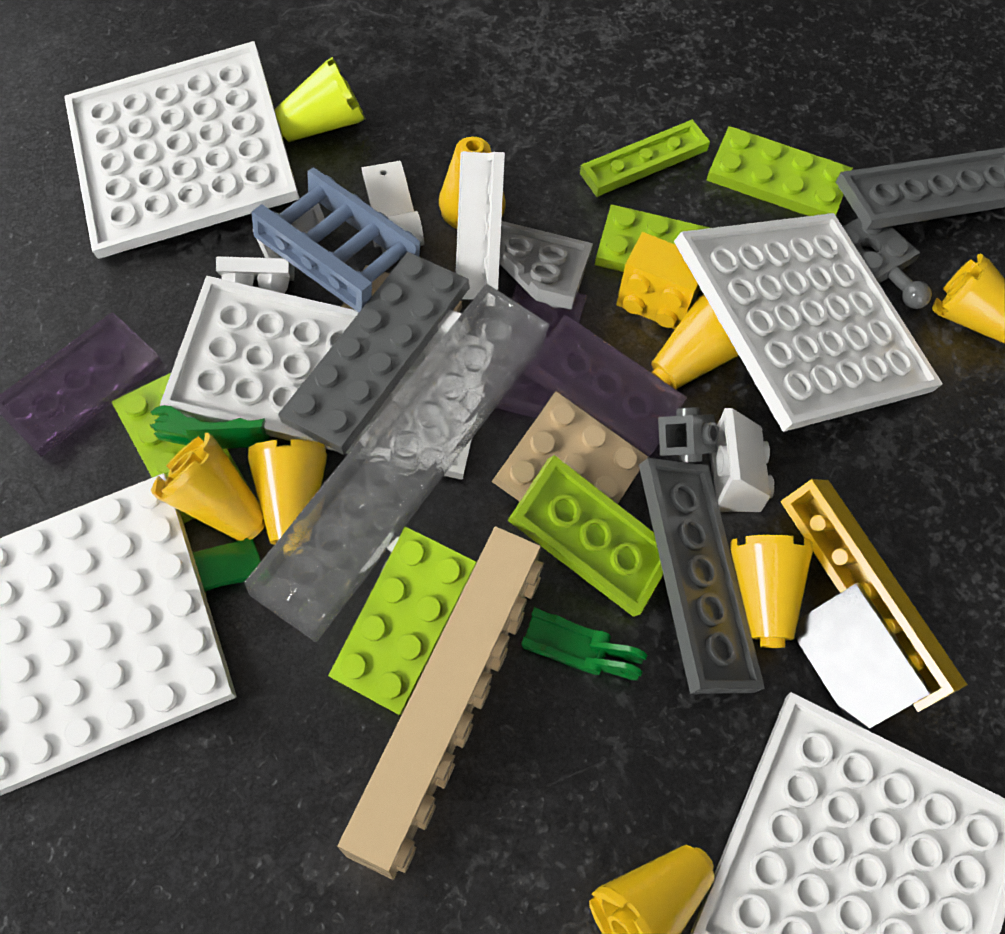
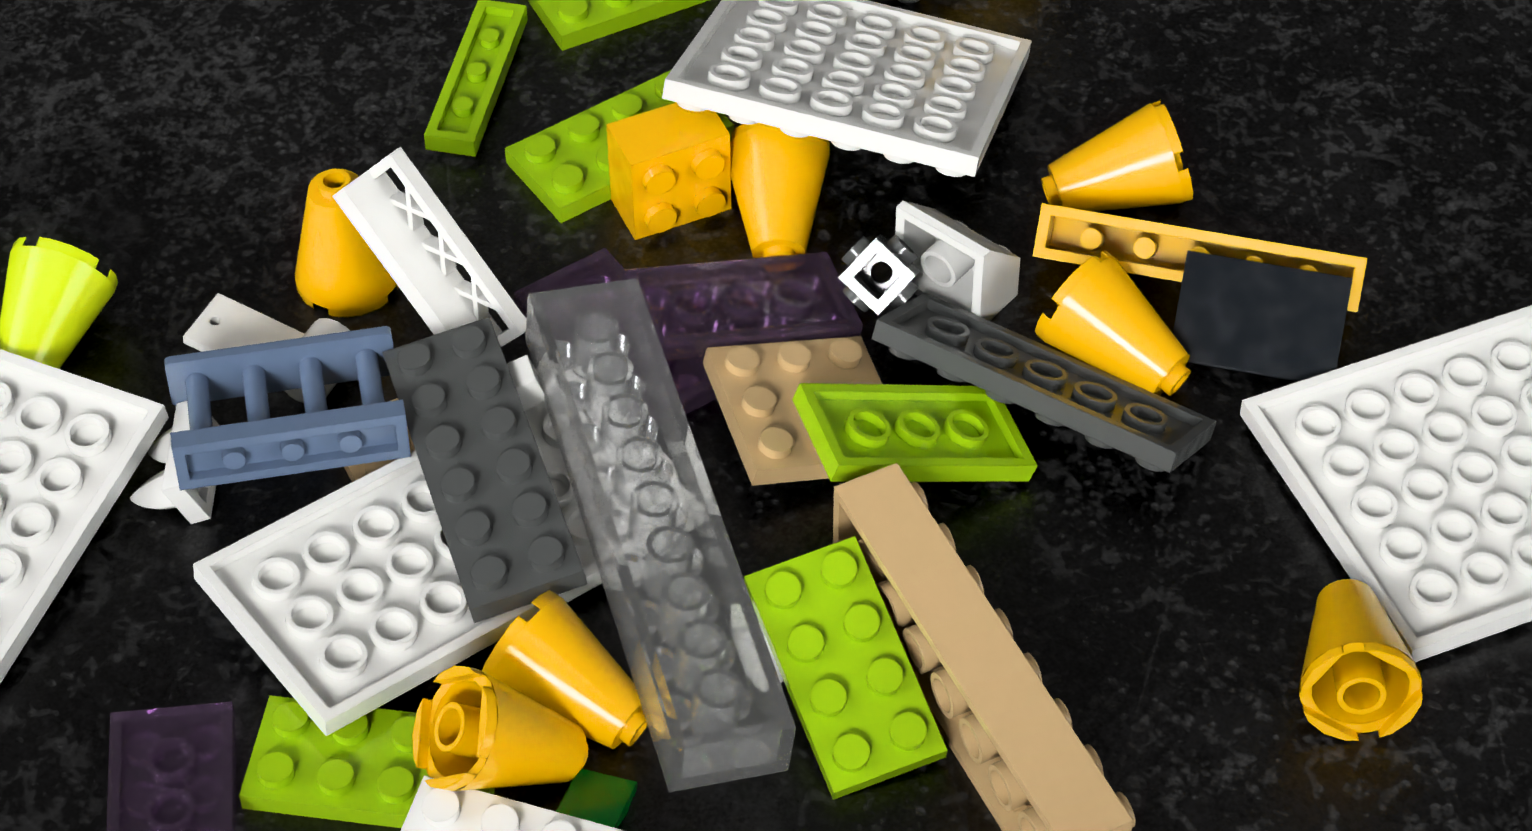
camera: 45 degrees left, 15 degrees down
(179, 429) = (392, 721): green arm -> none
(270, 272) = (226, 522): white tile -> none
(544, 263) = (541, 249): light grey plate -> none
(580, 646) = (1029, 541): green arm -> none
(895, 499) = (1123, 166): none -> yellow cone

